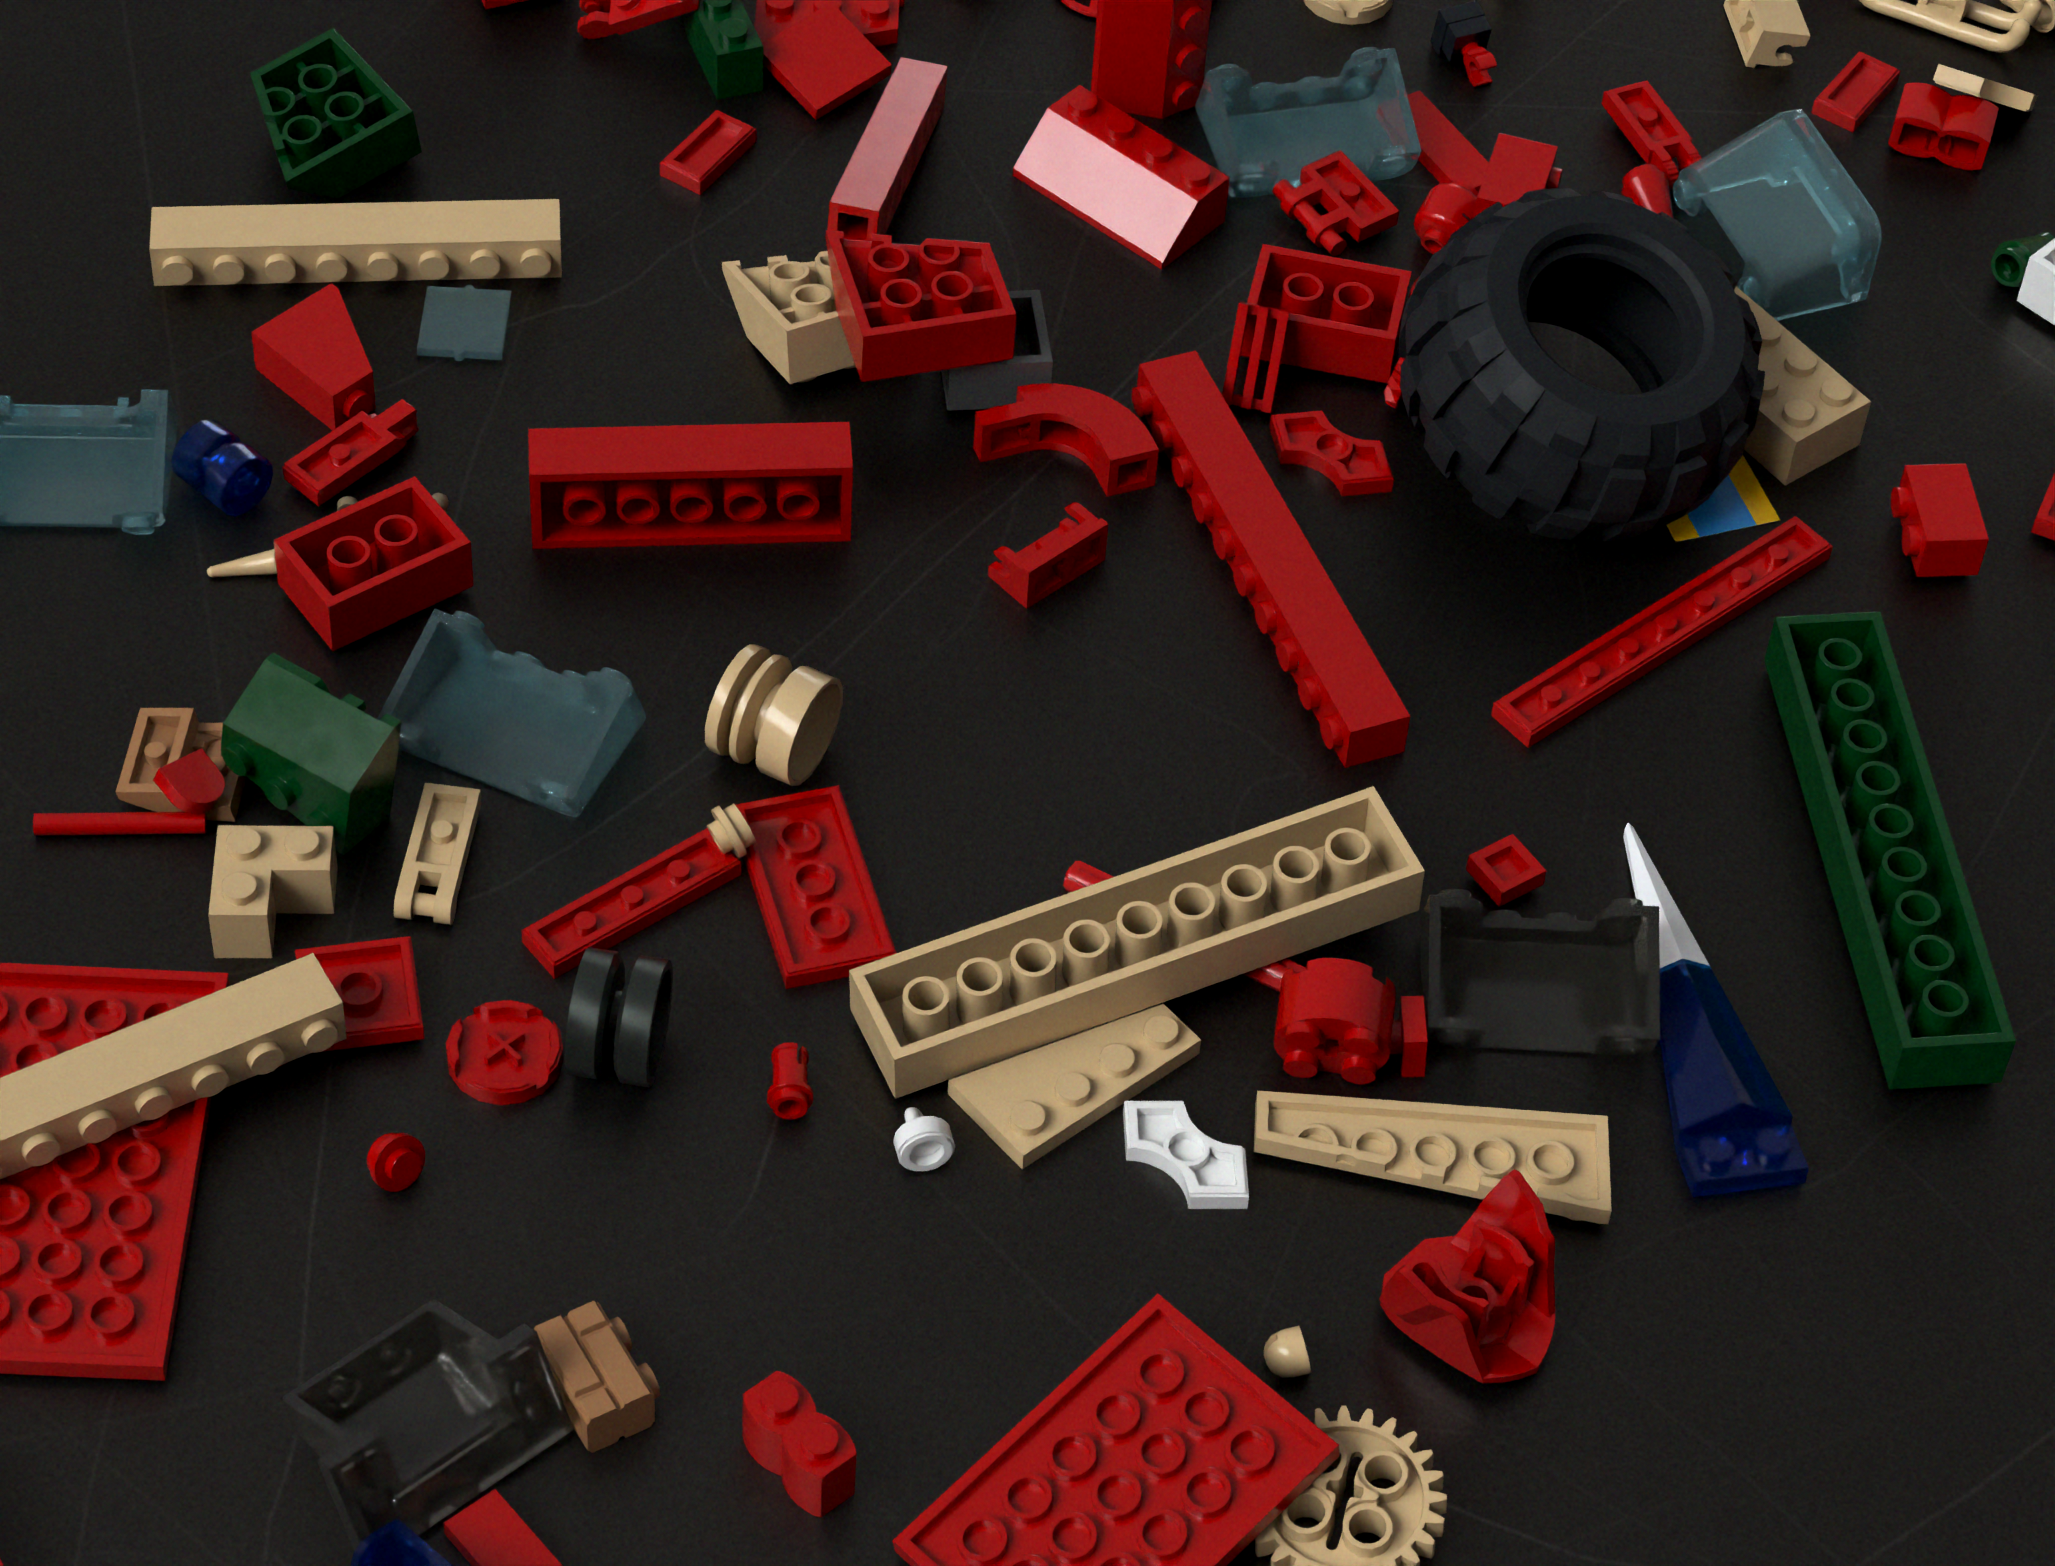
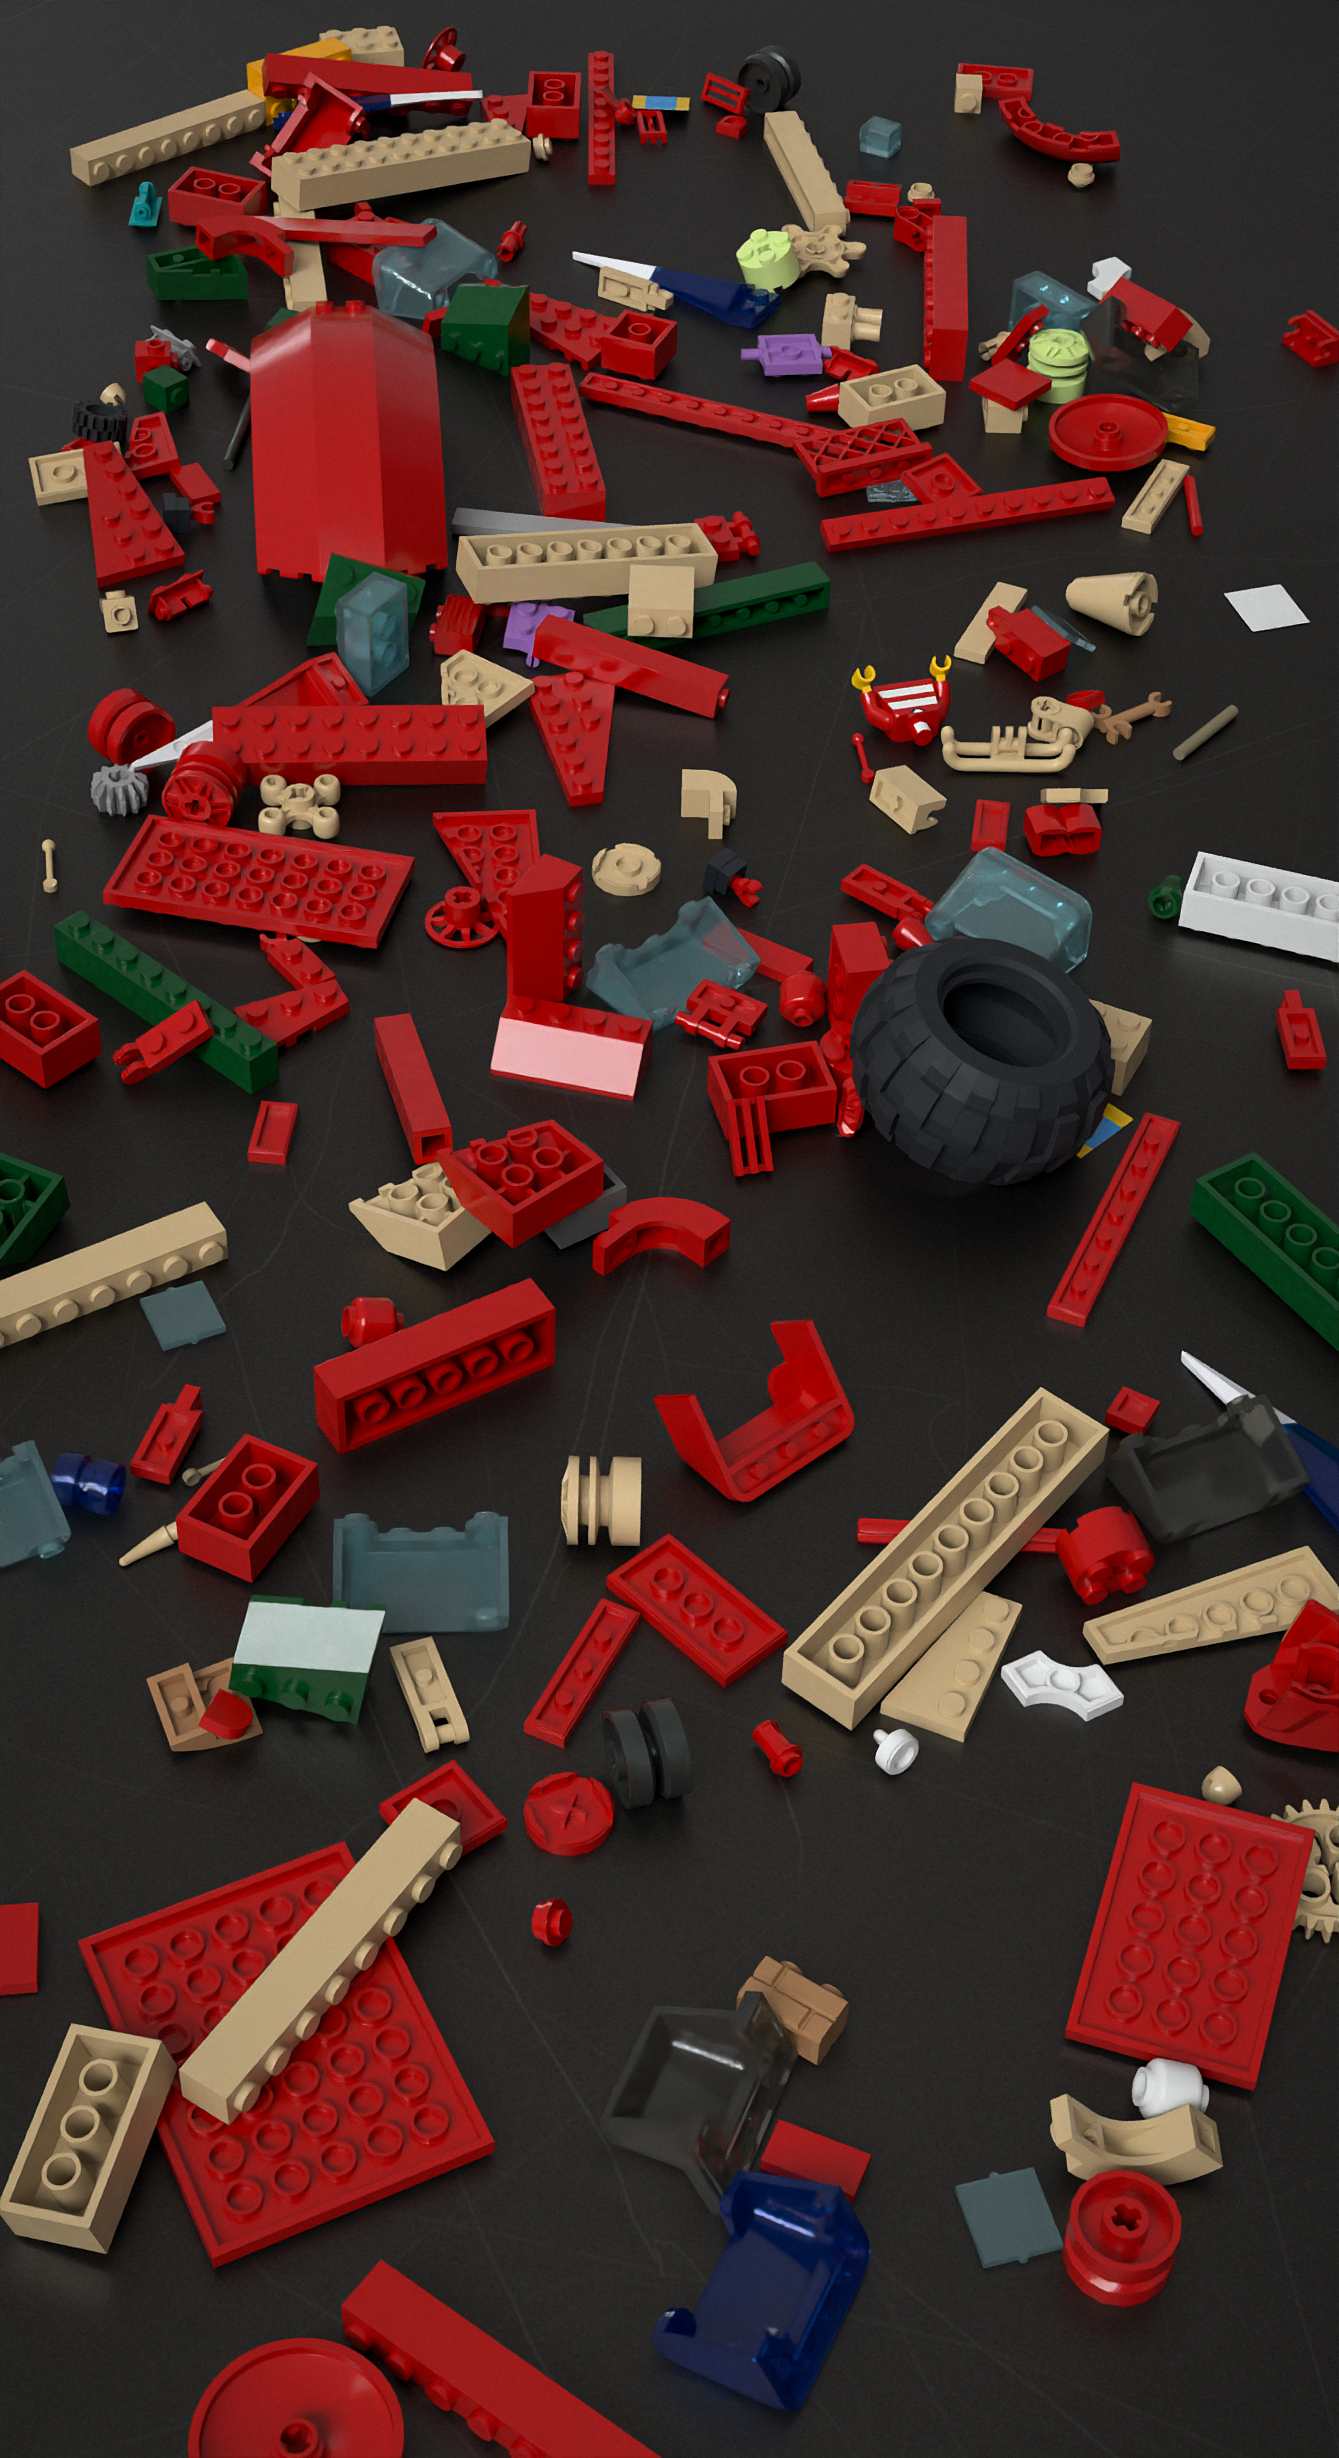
camera: 25 degrees left, 5 degrees down
(119, 823) = (182, 1769): red bar -> none
(265, 874) = (322, 1761): tan brick -> none
(317, 358) = (104, 1380): red slope -> none
(661, 403) = (370, 1320): none -> red head
(731, 830) = (626, 1592): tan plate -> none
(799, 1443) = (961, 1992): red brick -> none
(824, 61) = (316, 1040): red tile -> none
(1041, 734) = (802, 1424): none -> red windscreen
(1052, 558) = (700, 1320): red hinge -> none
(1271, 561) = (848, 1267): red brick -> none
(1349, 462) = (845, 1183): red tile -> none
(1410, 1036) = (1159, 1543): red plate -> none
(1940, 520) = (1238, 1080): red brick -> none

